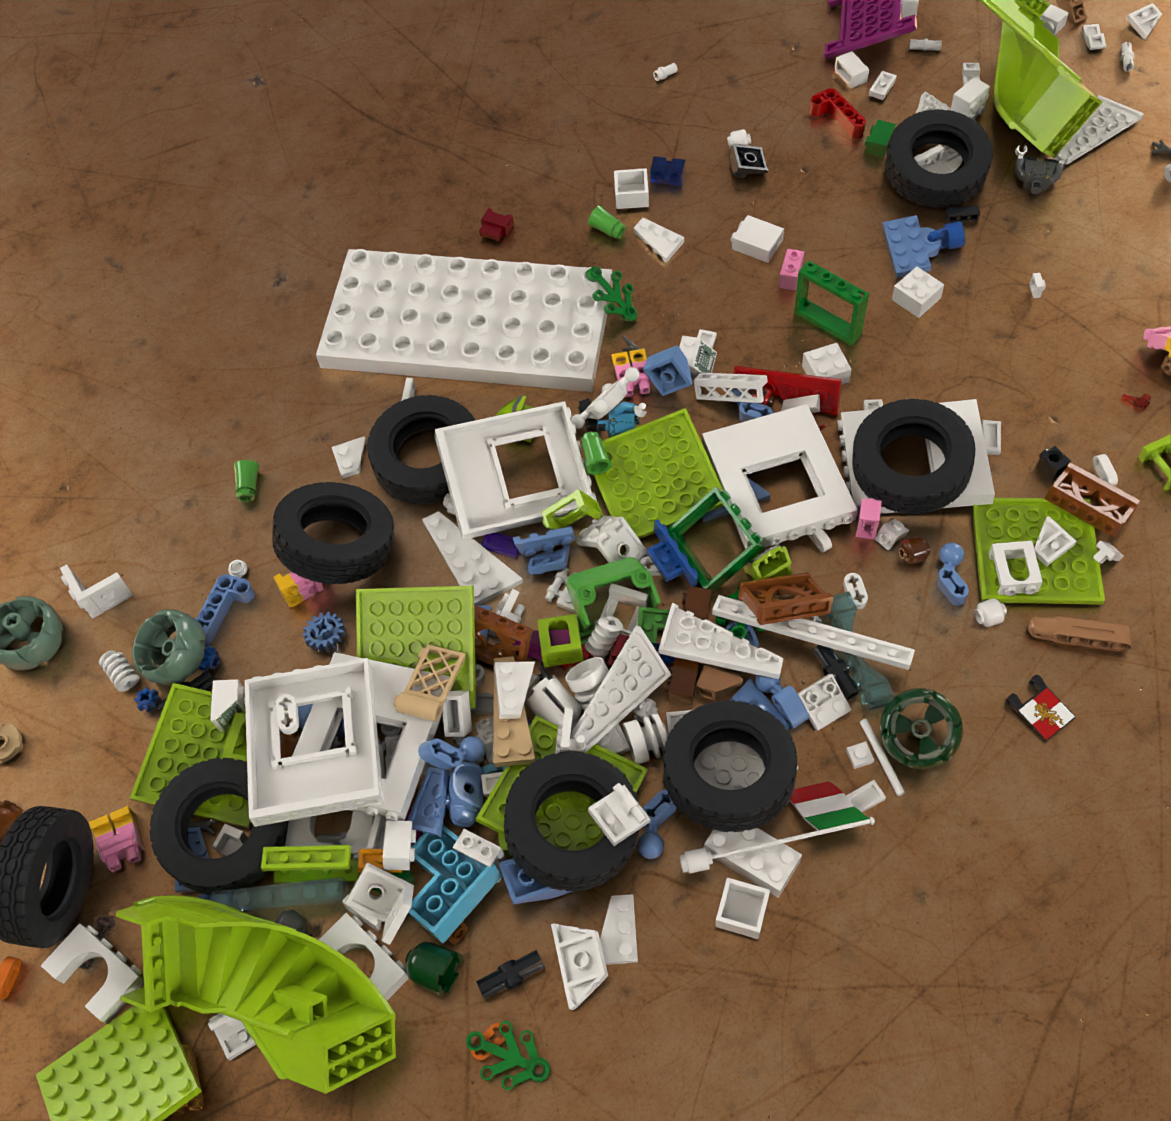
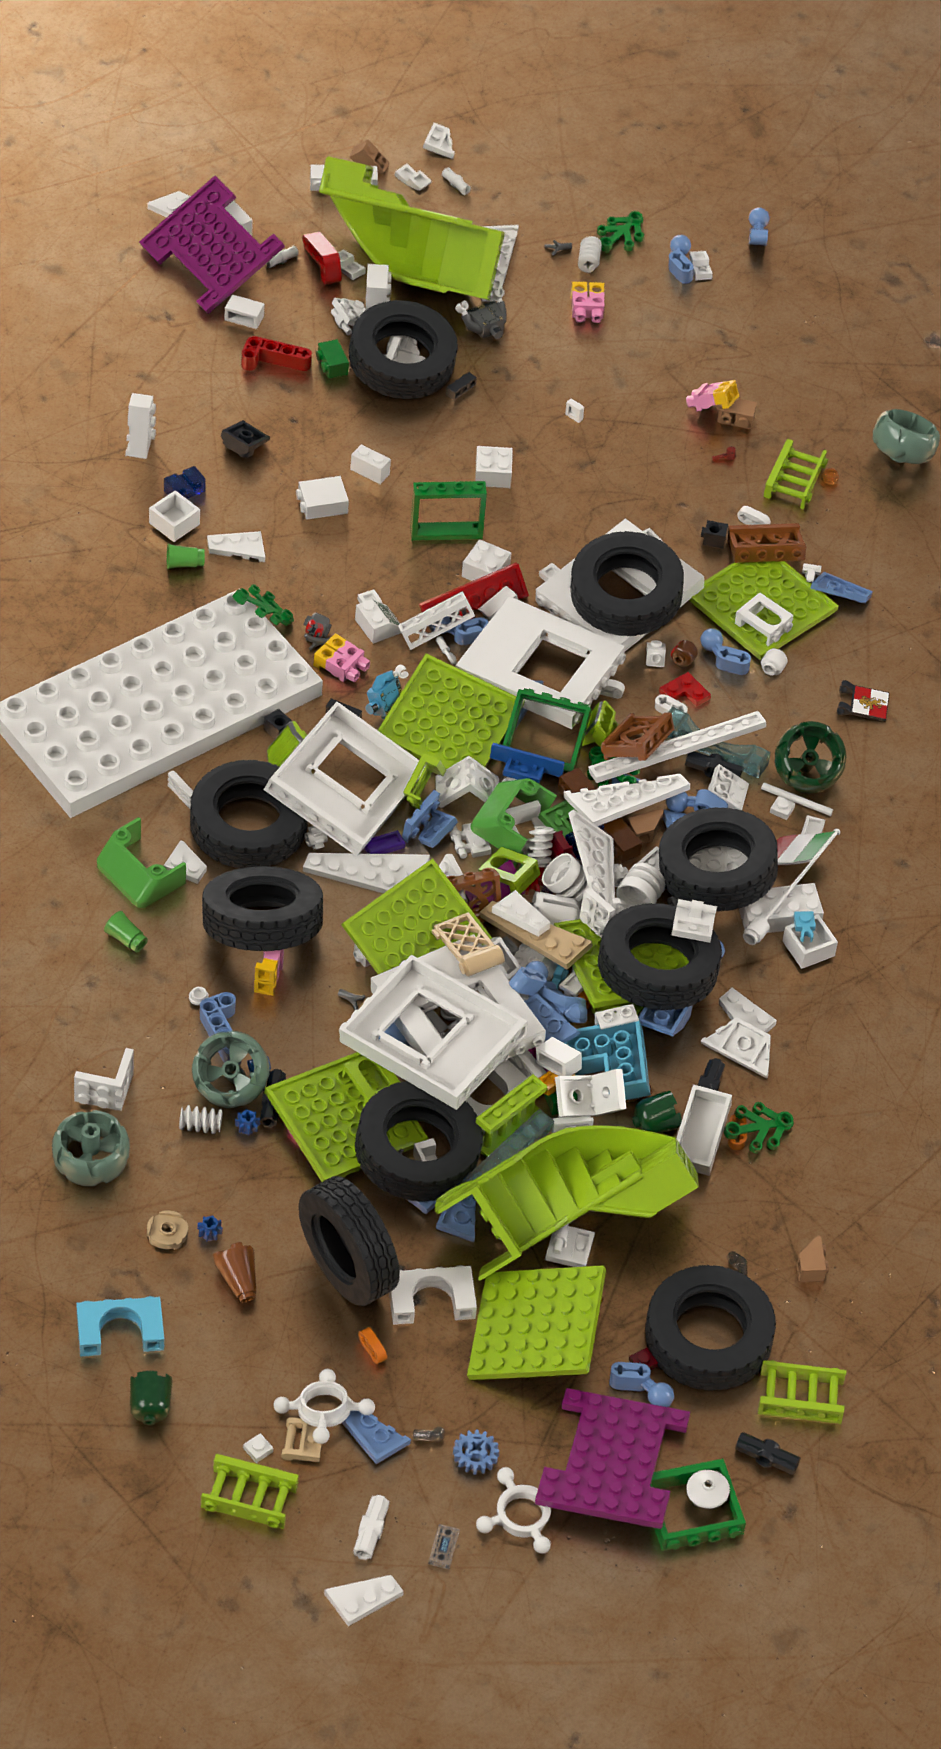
camera: 55 degrees left, 10 degrees down
(24, 767) = (209, 1228): none -> blue gear
(227, 698) = (331, 1062): white slope -> none
(282, 714) = (402, 1022): white beam -> none
(298, 451) = (130, 876): none -> bright green windscreen
(324, 631) = (326, 987): medium blue gear -> none
(331, 838) = (507, 1088): dark grey bar -> none
(445, 1017) = (703, 1126): none -> white piece
(495, 225) = (86, 614): dark red piece -> none
(531, 388) = (275, 723): none -> black brick
(595, 454) = (394, 728): bright green plant -> none
(607, 400) = (347, 685): white piece -> none
(643, 334) = (317, 625): none -> dark grey head
(663, 72) = (79, 401): white pin -> none
(668, 370) = (376, 636): medium blue slope -> none
(677, 108) = (140, 425): none -> white wedge
(722, 416) = (445, 650): none -> white piece
(739, 137) = (215, 425): white head -> none
(745, 889) = (804, 922): none -> medium azure plate
(789, 273) = (378, 506): bright pink brick -> none
(821, 233) = (370, 464): none -> white brick
(868, 518) = (635, 649): bright pink brick -> none
(882, 85) = (284, 311): white plate -> none
(889, 580) = (686, 686): none -> red plate
(914, 245) = (453, 431): medium blue plate -> none
(953, 60) = (325, 256): none -> red beam
(1052, 542) = (769, 585): white wing -> none
(1082, 632) = (843, 636): medium nougat piece -> none
(1124, 585) = (839, 587): none -> medium blue wing
(1142, 205) = (587, 305): none -> bright pink hips

